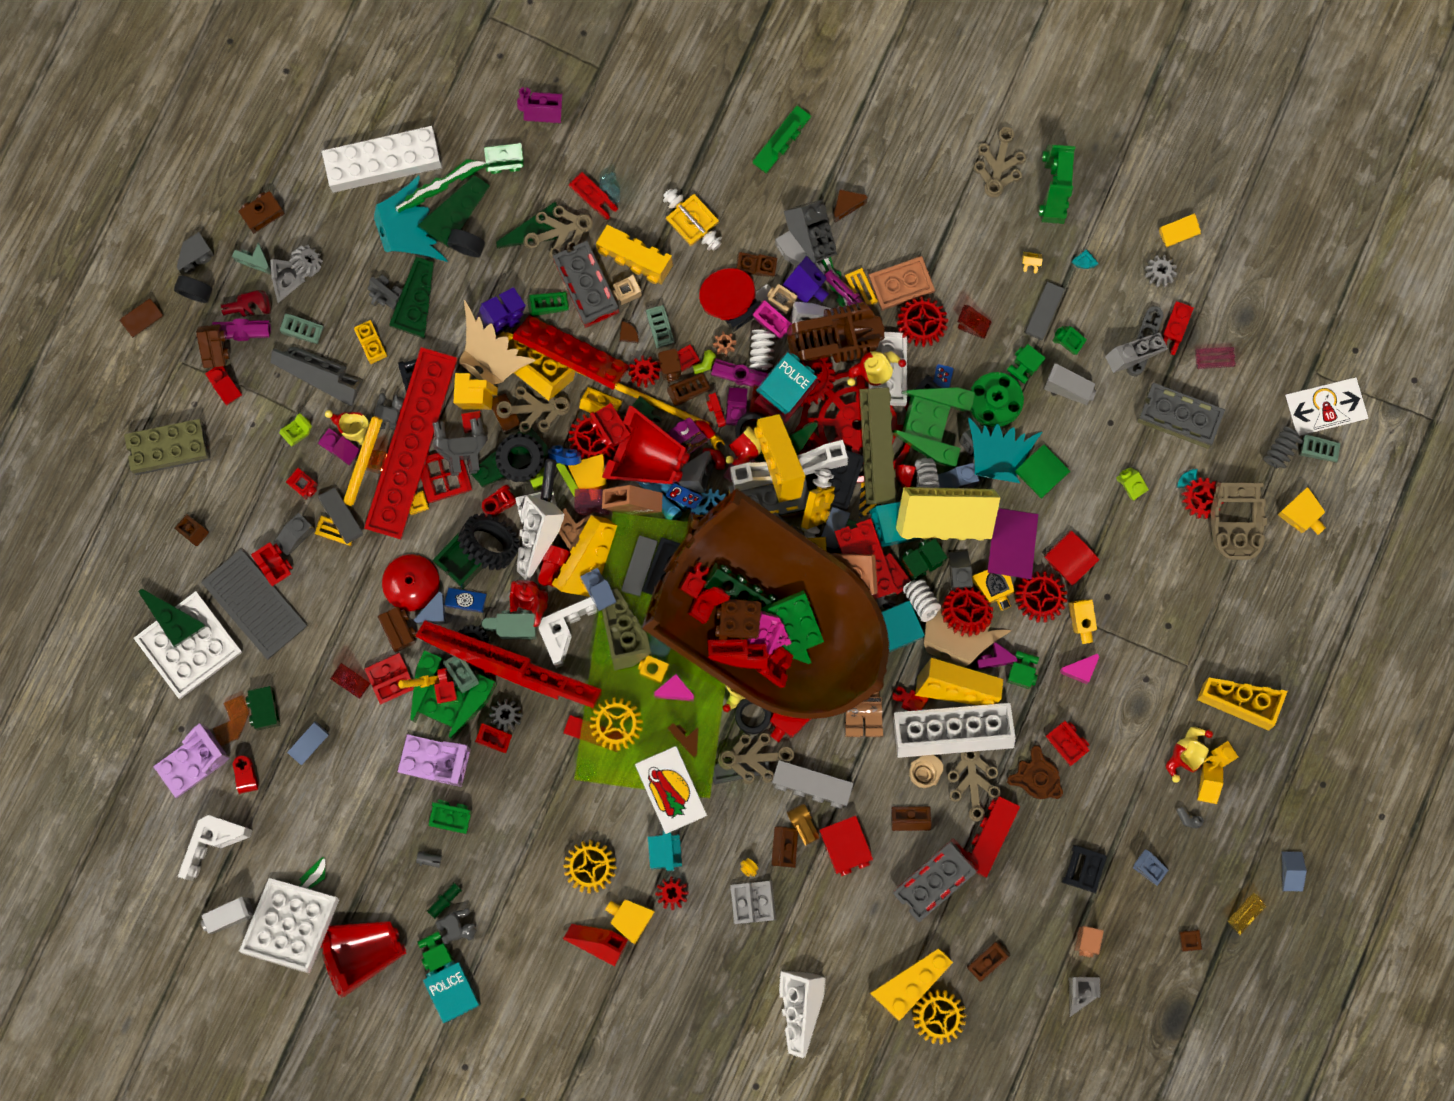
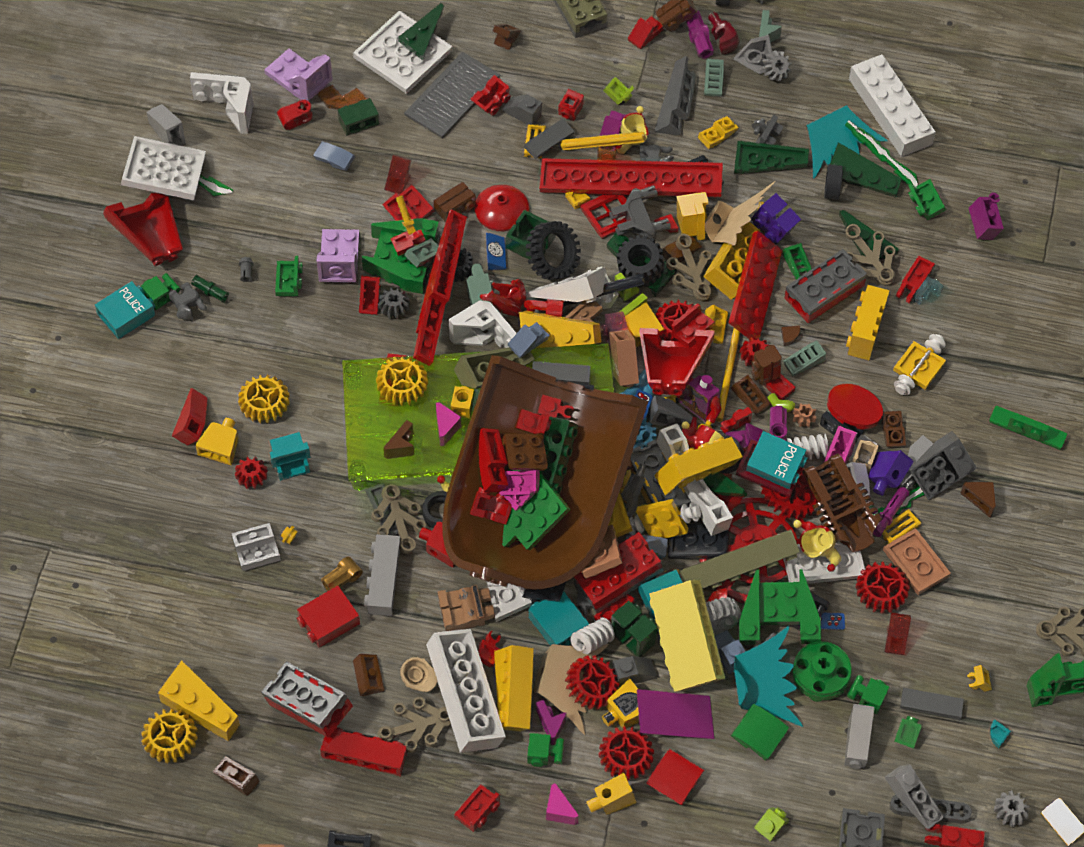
camera: 75 degrees right, 20 degrees down
(261, 212) = (811, 26): reddish brown brick -> none
(433, 612) = (478, 227): sand blue slope -> none
(499, 500) = (597, 258): red piece -> none
(564, 455) = (653, 298): blue plate -> none
(626, 290) = (830, 321): tan window -> none
(645, 408) = (716, 359): dark green plate -> none
(670, 790) = (348, 441): sticker -> none
(784, 847) = (315, 565): reddish brown slope -> none
(802, 1003) = (171, 607): white wedge -> none
(1037, 778) = (435, 787): reddish brown tile -> none

